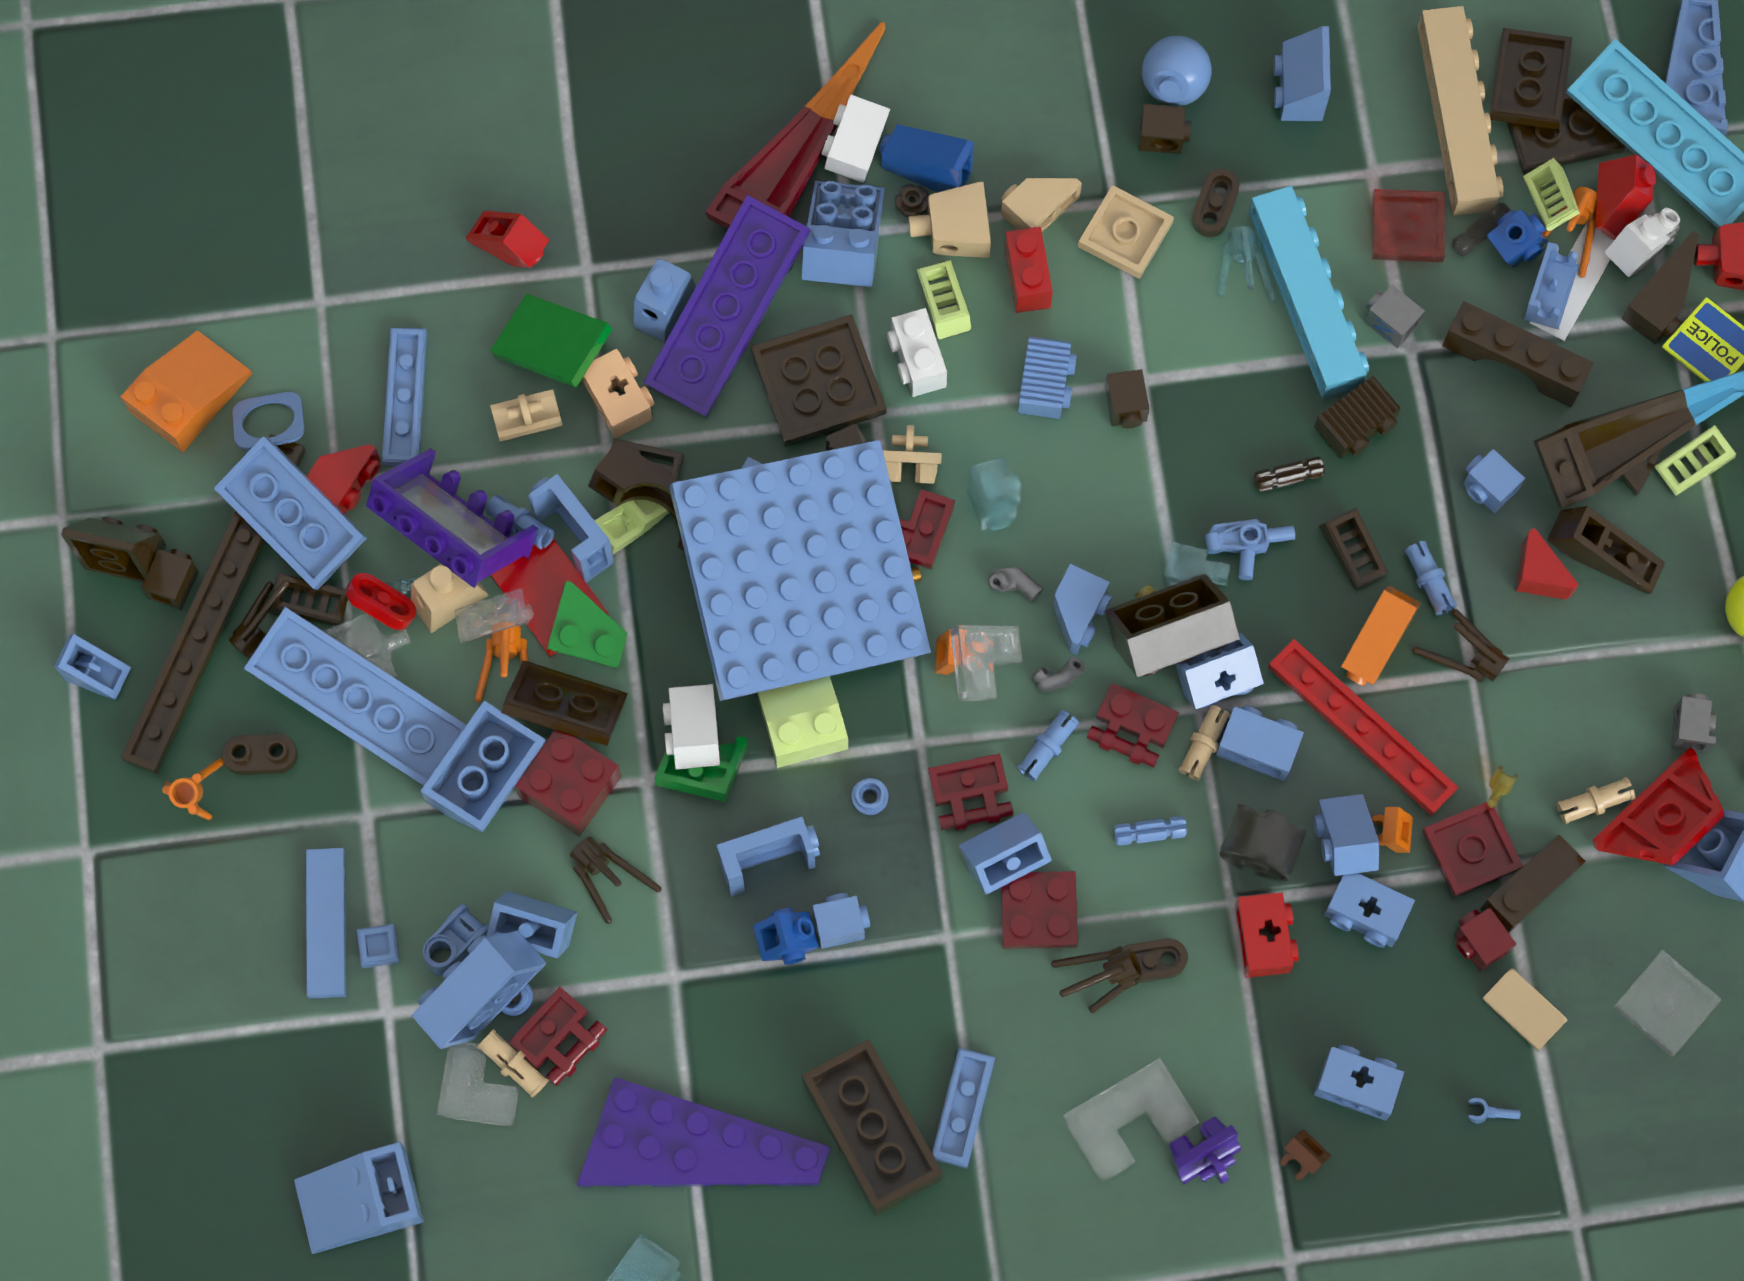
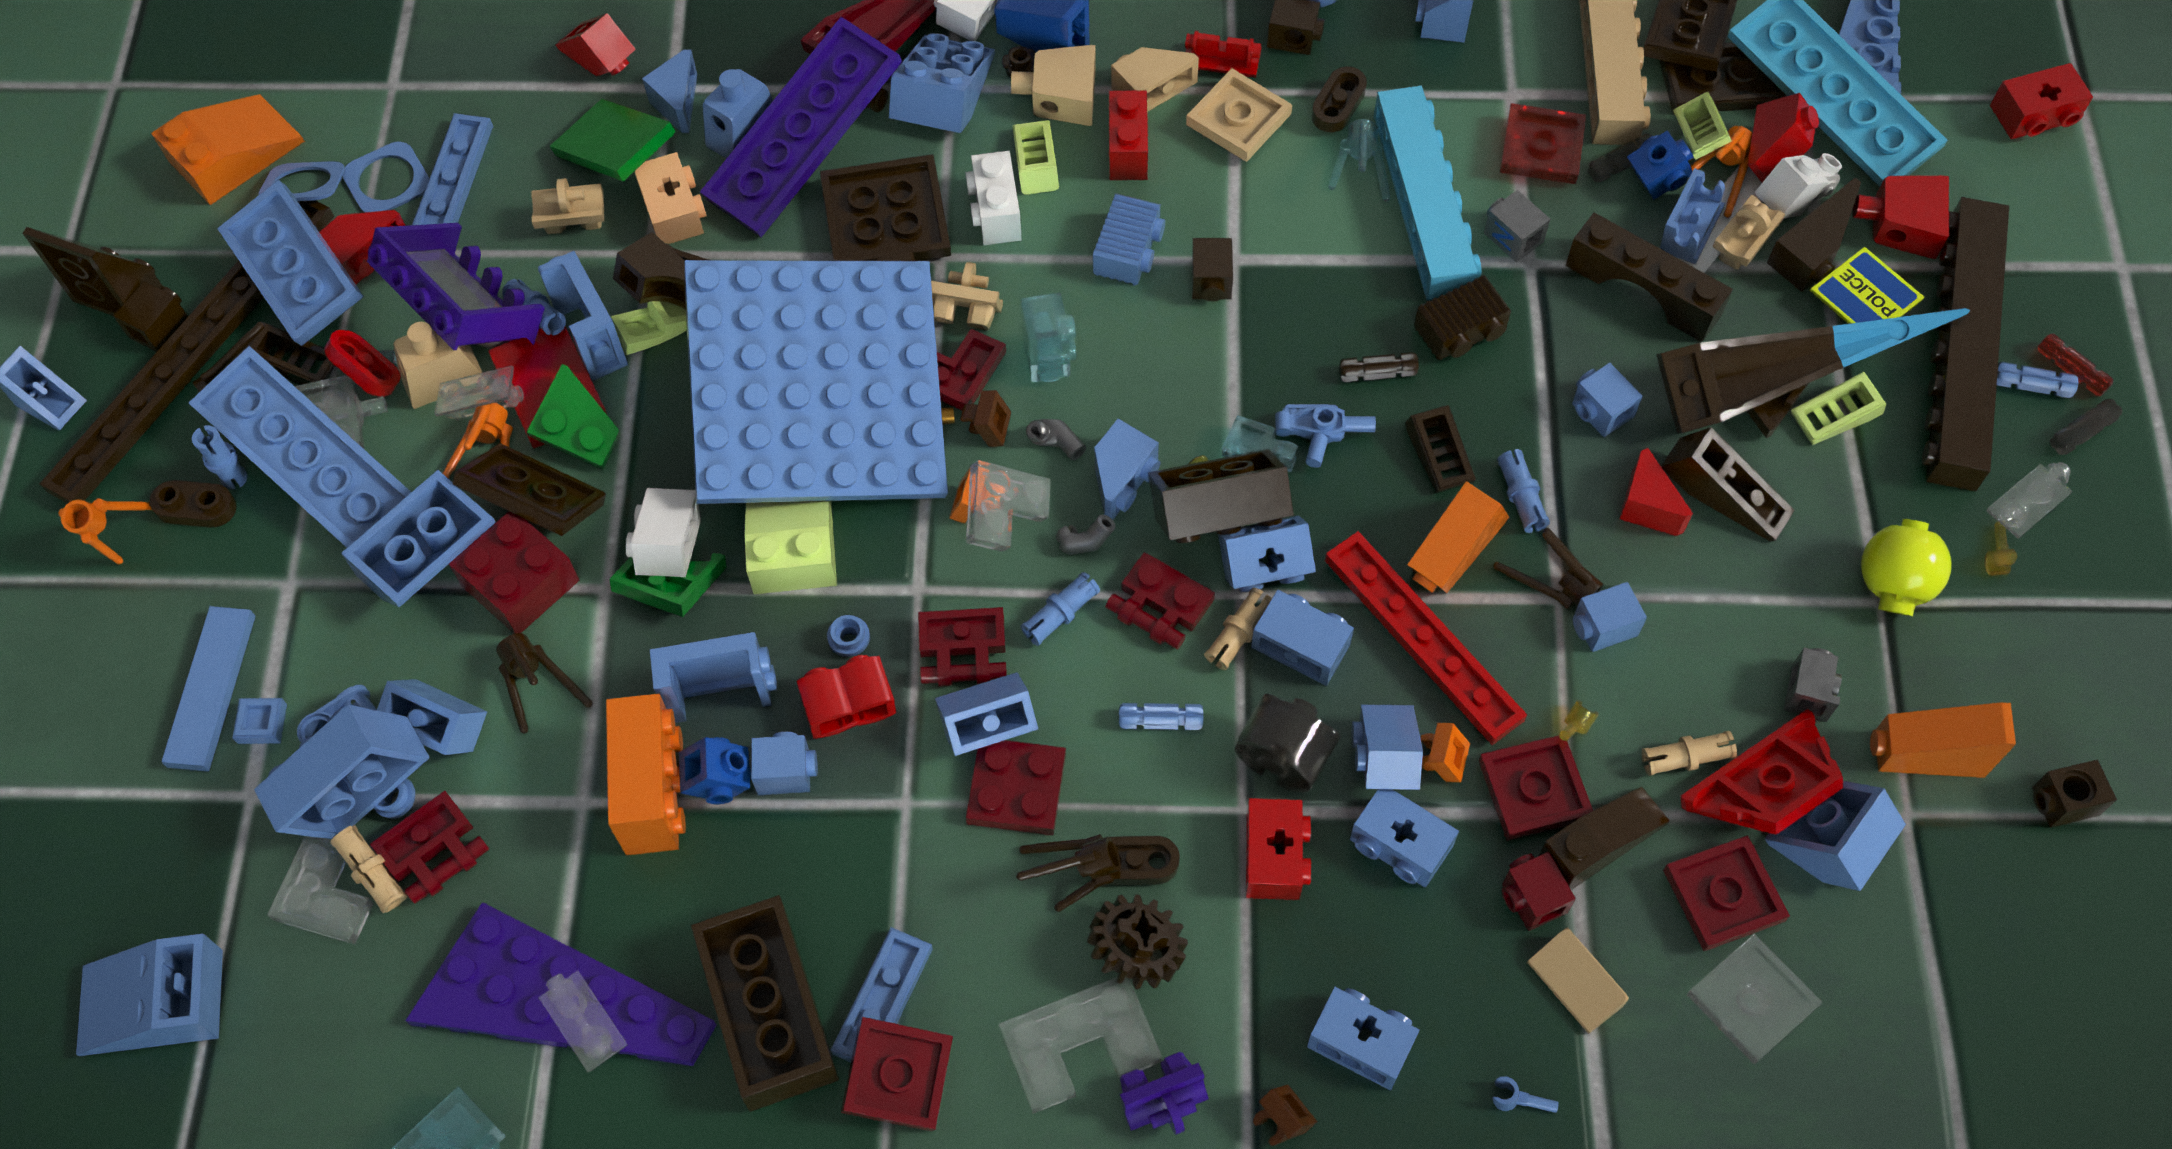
camera: 10 degrees right, 10 degrees down
(282, 705) = (219, 457): none -> medium blue pin
(342, 371) = (397, 150): none -> medium blue piece
(591, 277) = (672, 89): none -> medium blue slope
(725, 1164) = (582, 1020): none -> clear hinge
(730, 949) = (643, 774): none -> orange brick
(881, 852) = (846, 696): none -> red brick
(952, 575) = (988, 418): none -> reddish brown tile
(990, 1169) = (897, 1074): none -> dark red plate
(1101, 168) = (1221, 56): none -> red hinge
(1165, 1031) = (1137, 941): none -> dark brown gear
(1516, 688) = (1609, 617): none -> medium blue brick
(1602, 296) = (1747, 233): none -> tan hips
(1637, 918) = (1726, 893): none -> dark red plate

